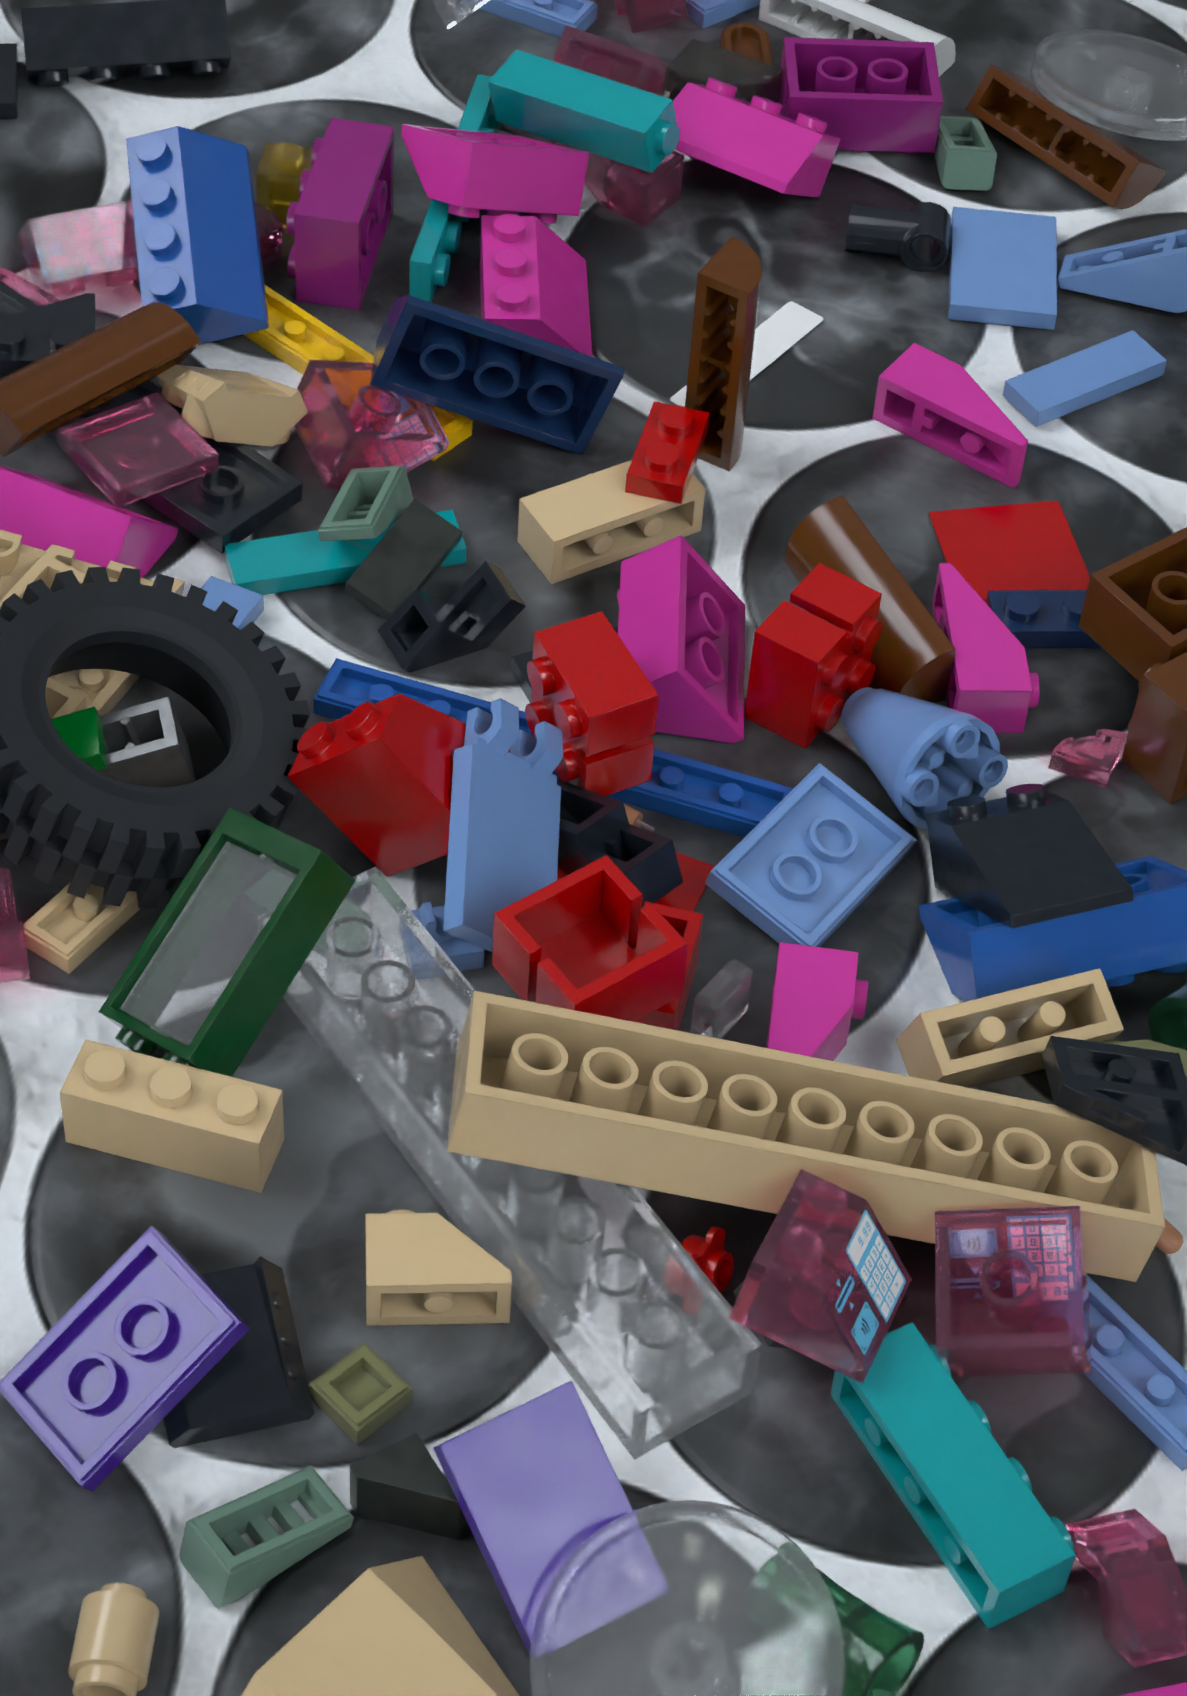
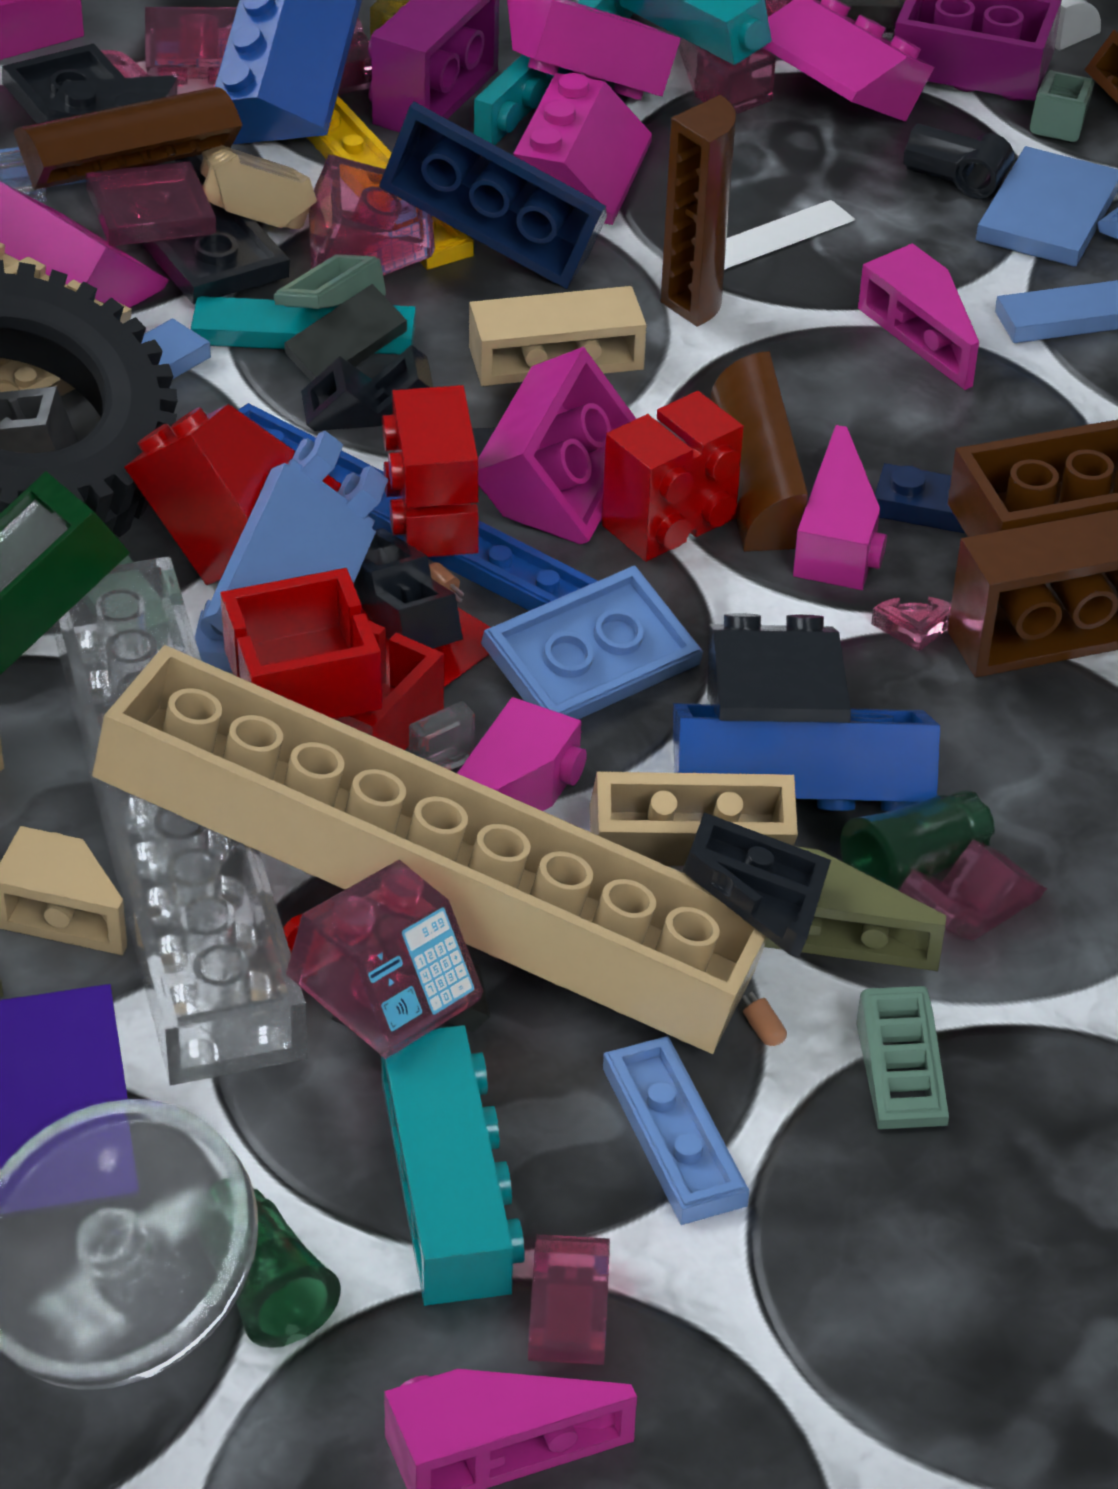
camera: 20 degrees right, 5 degrees down
(667, 452) = (622, 287): red plate -> none
(922, 750) = (740, 572): medium blue cone -> none
(1012, 547) = (924, 432): red sticker -> none
(1012, 1291) = (568, 1023): clear pink slope -> none

